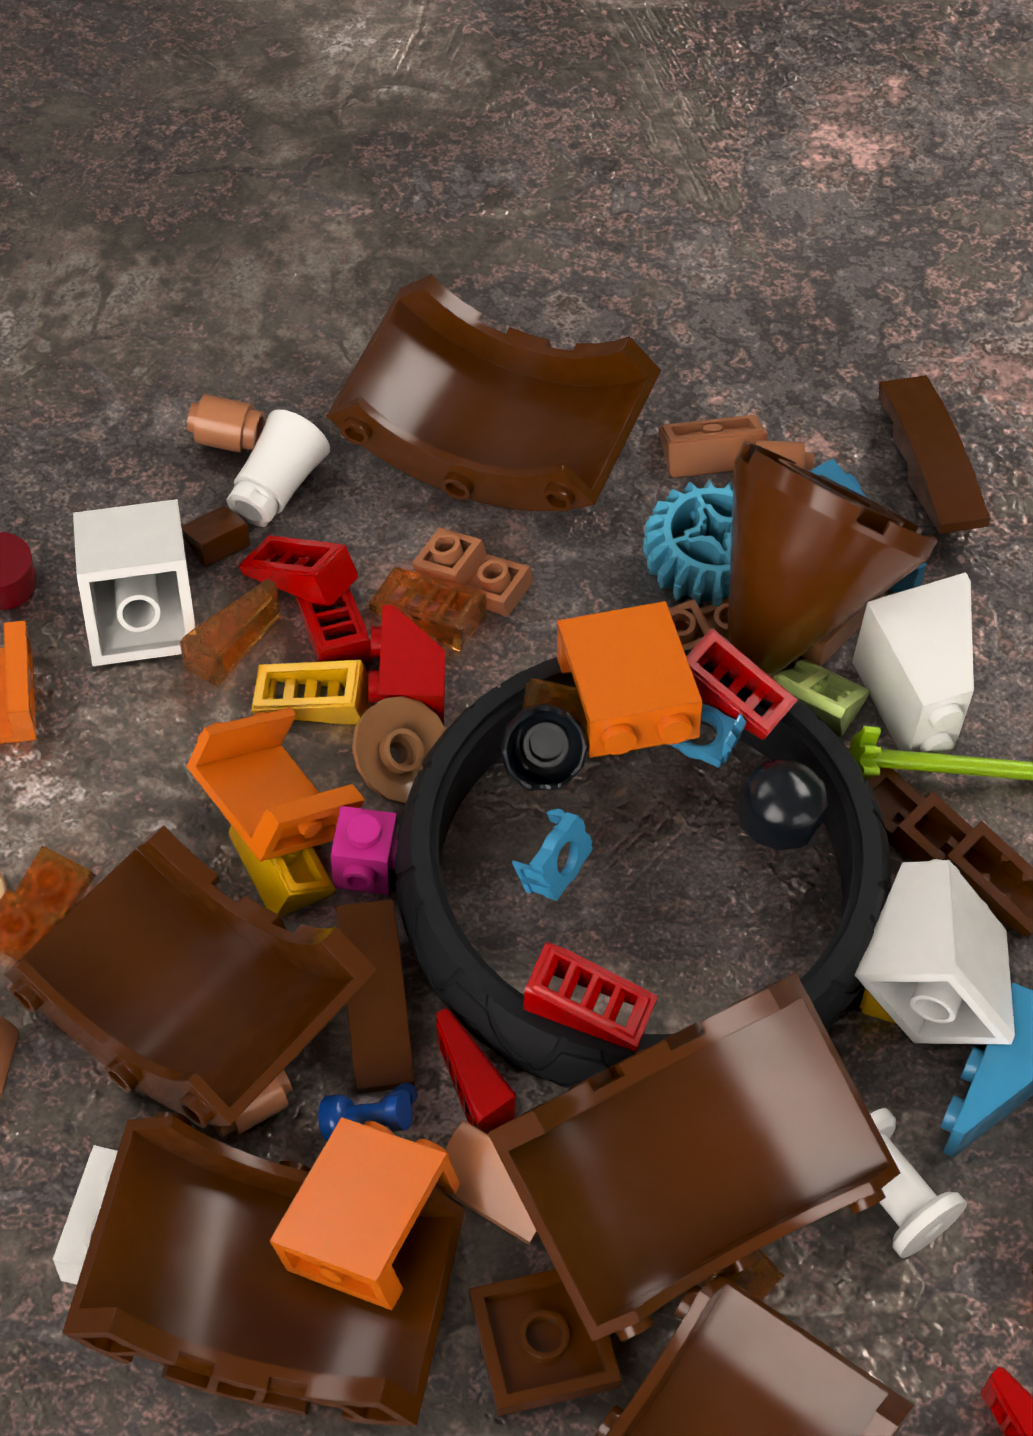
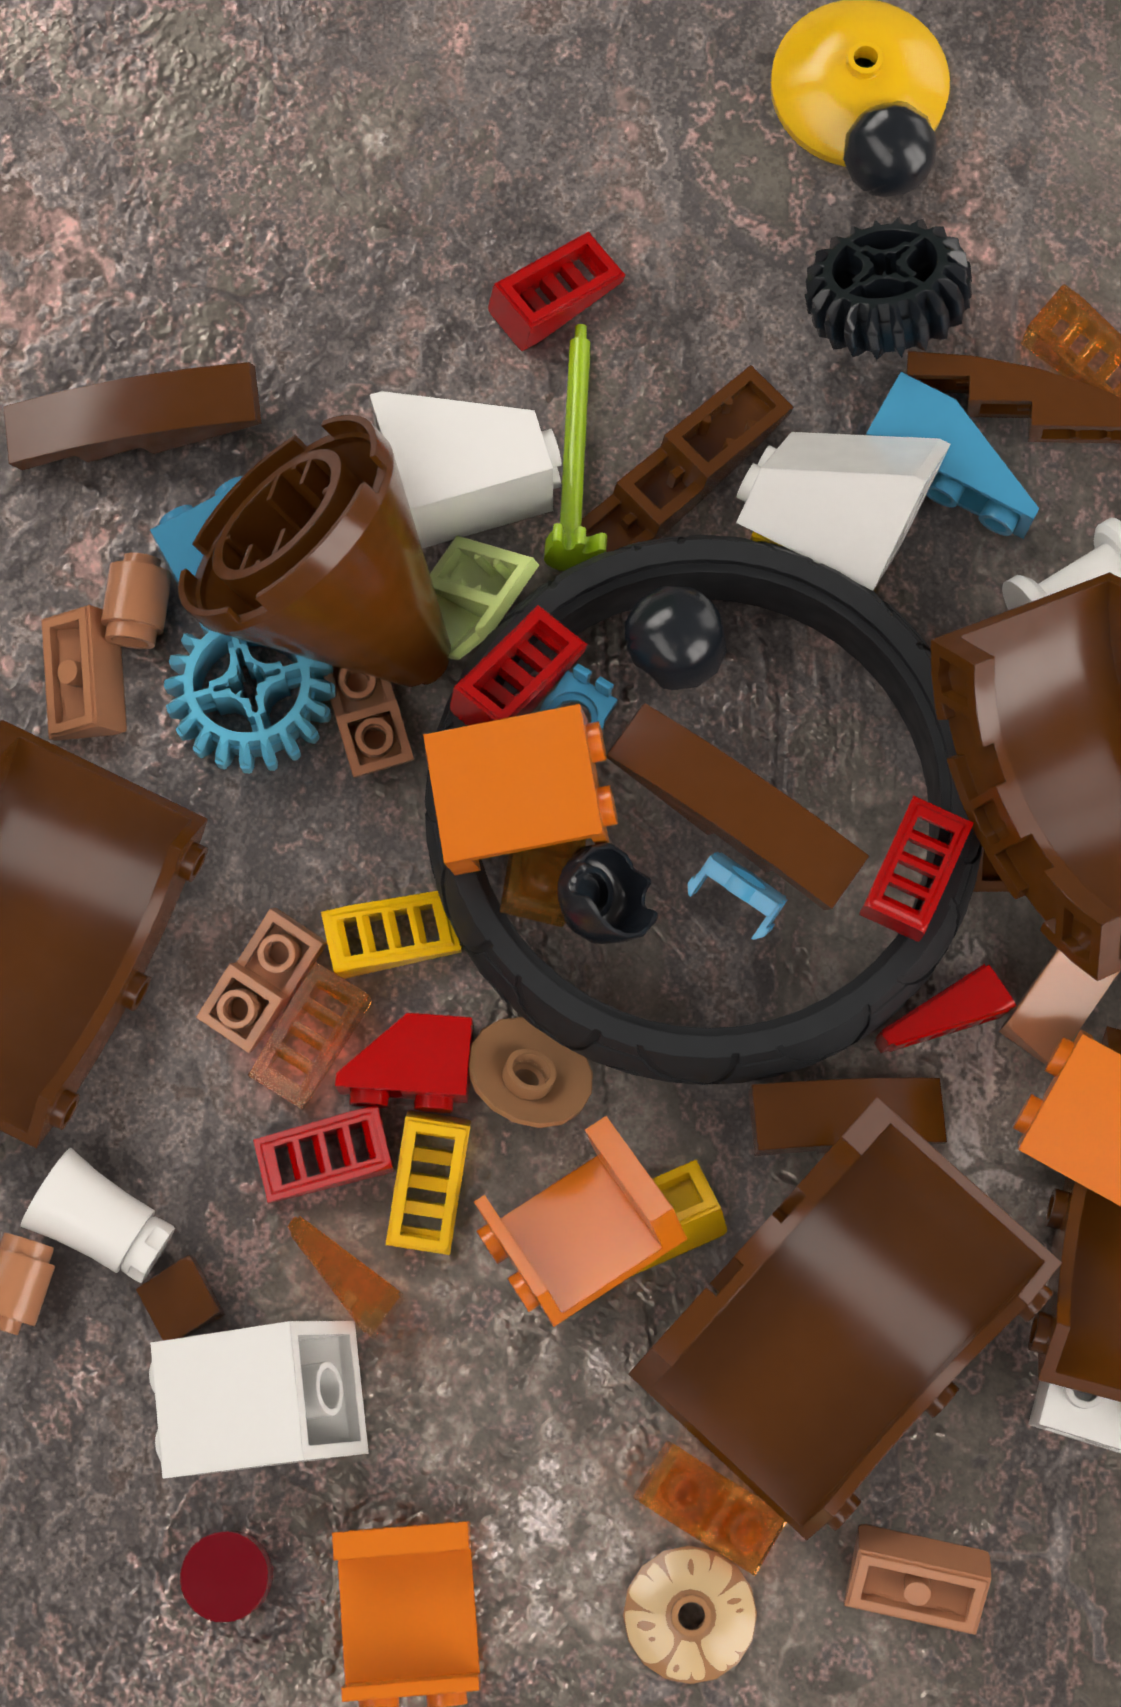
camera: 85 degrees left, 20 degrees up
(306, 568) = (276, 1160): red slope -> none
(364, 850) = (668, 1119): dark pink brick -> none
(391, 1111) = (995, 1101): blue piece -> none
(508, 621) = (387, 910): none -> yellow slope
(631, 853) = (737, 806): none -> reddish brown slope

